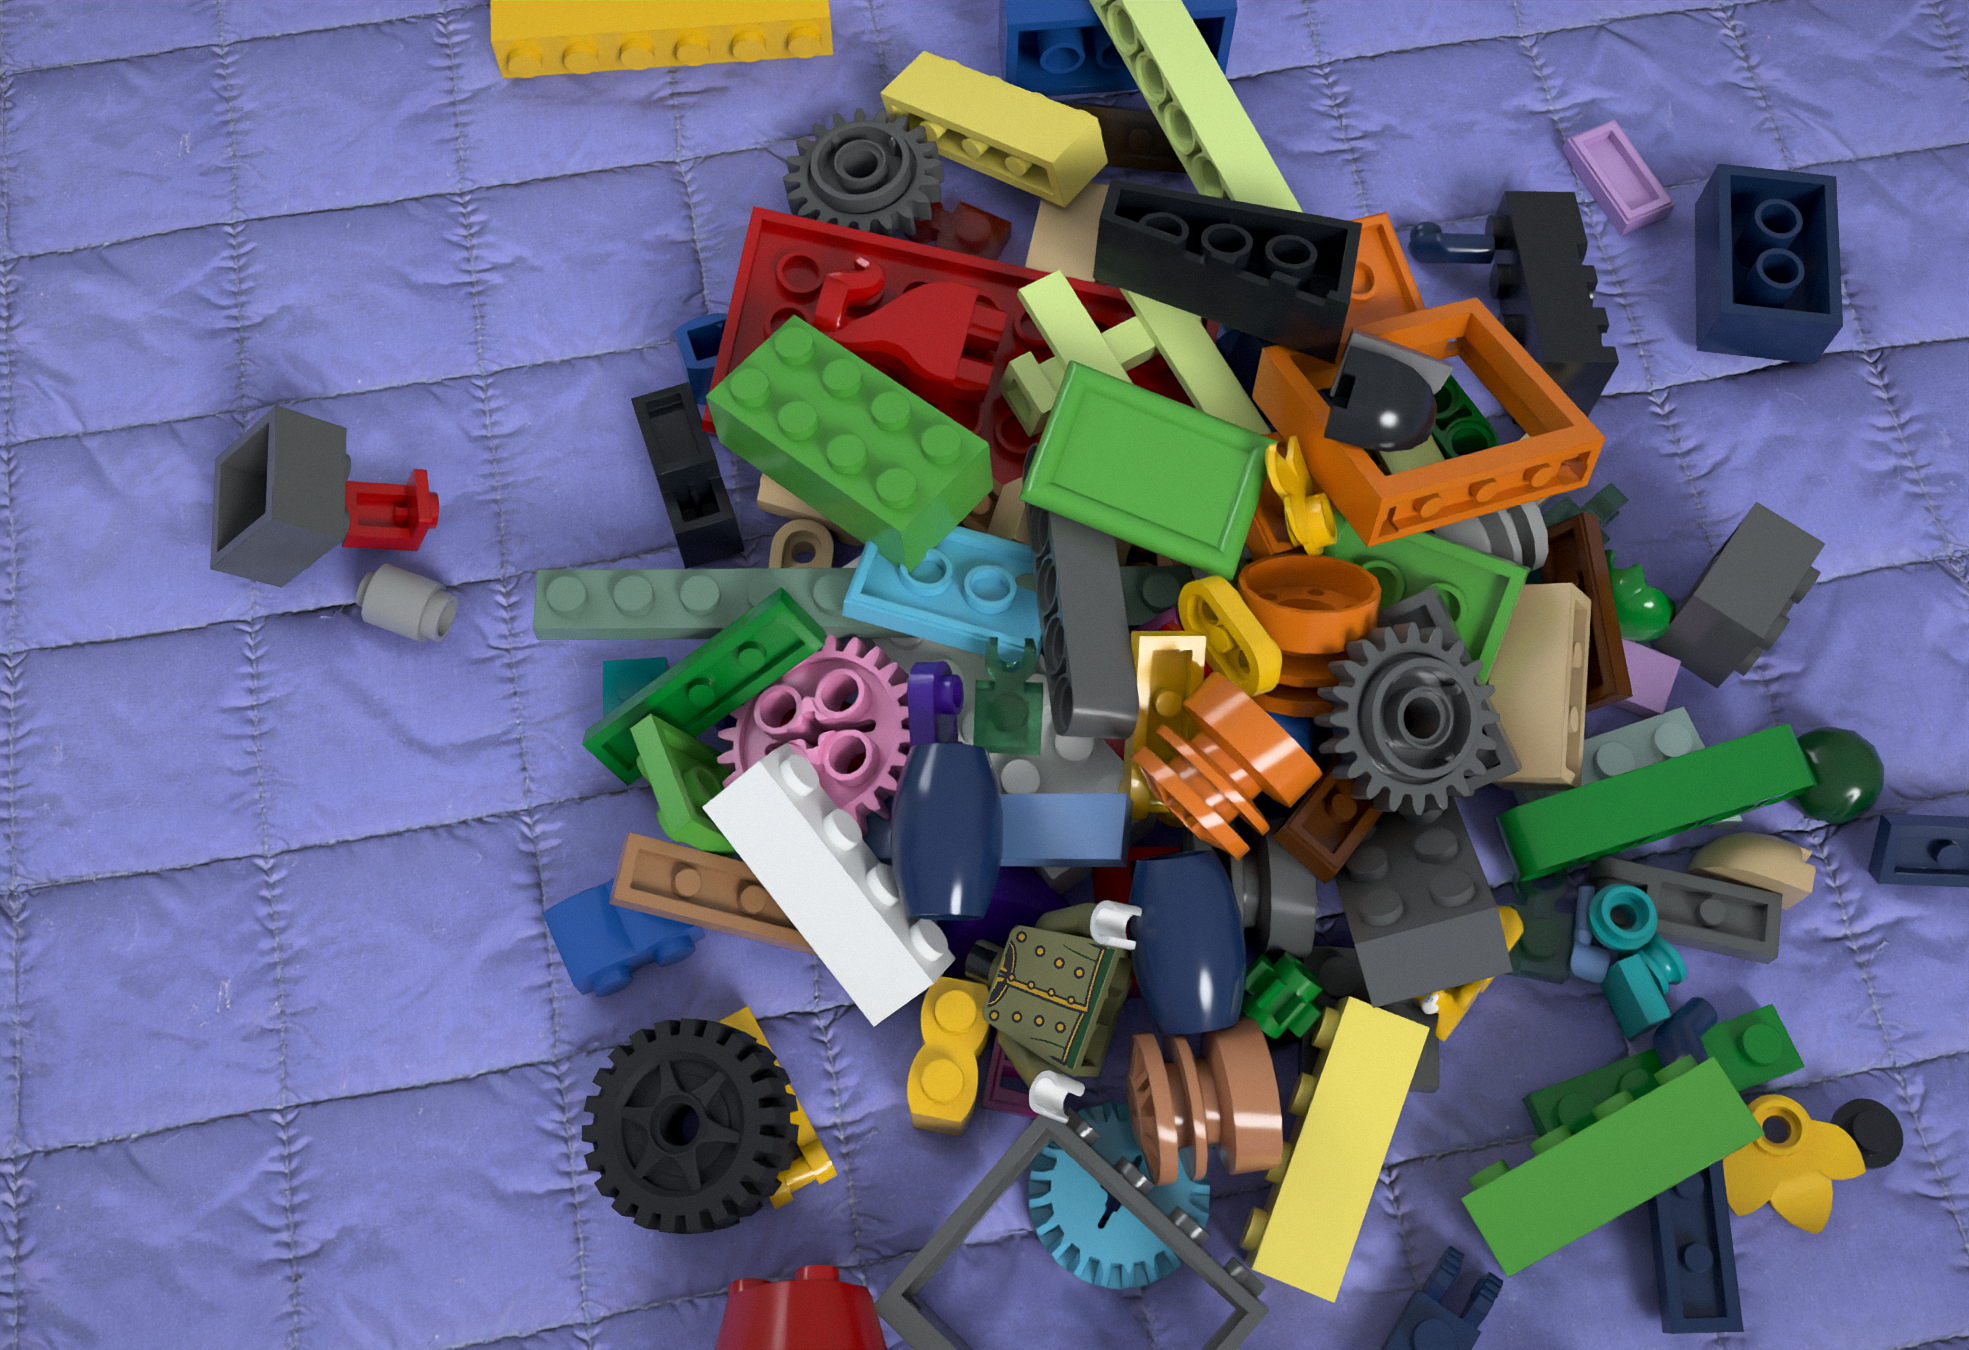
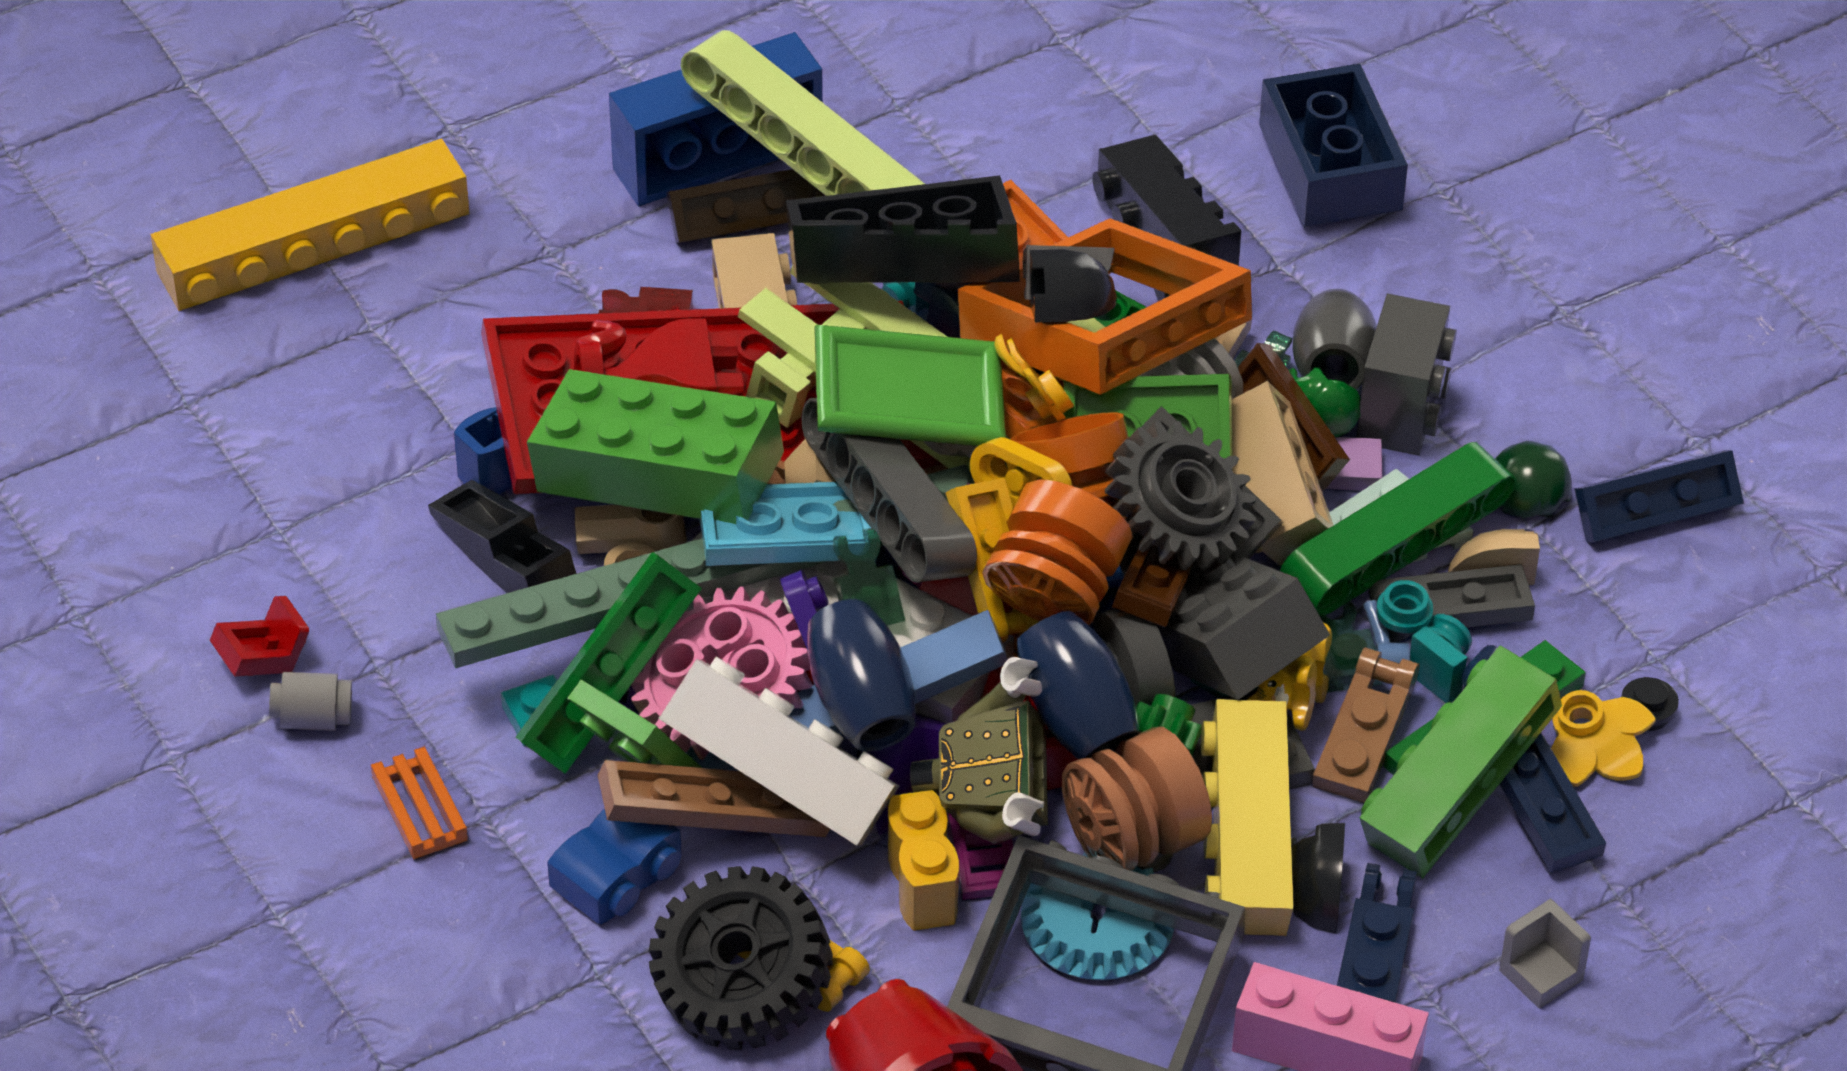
camera: 20 degrees left, 20 degrees down
(279, 497) = (172, 645): dark grey piece -> none
(440, 725) = (405, 770): none -> orange tile
(865, 175) = (551, 280): dark grey gear -> none
(999, 127) = (650, 217): light yellow brick -> none
(1389, 1245) = (1318, 876): none -> black brick
(1433, 246) = (1073, 205): dark blue arm -> none
(1519, 1051) = (1365, 726): none -> medium nougat plate
(1618, 177) = (1187, 122): lavender tile -> none
(1676, 523) = (1334, 336): none -> dark grey piece

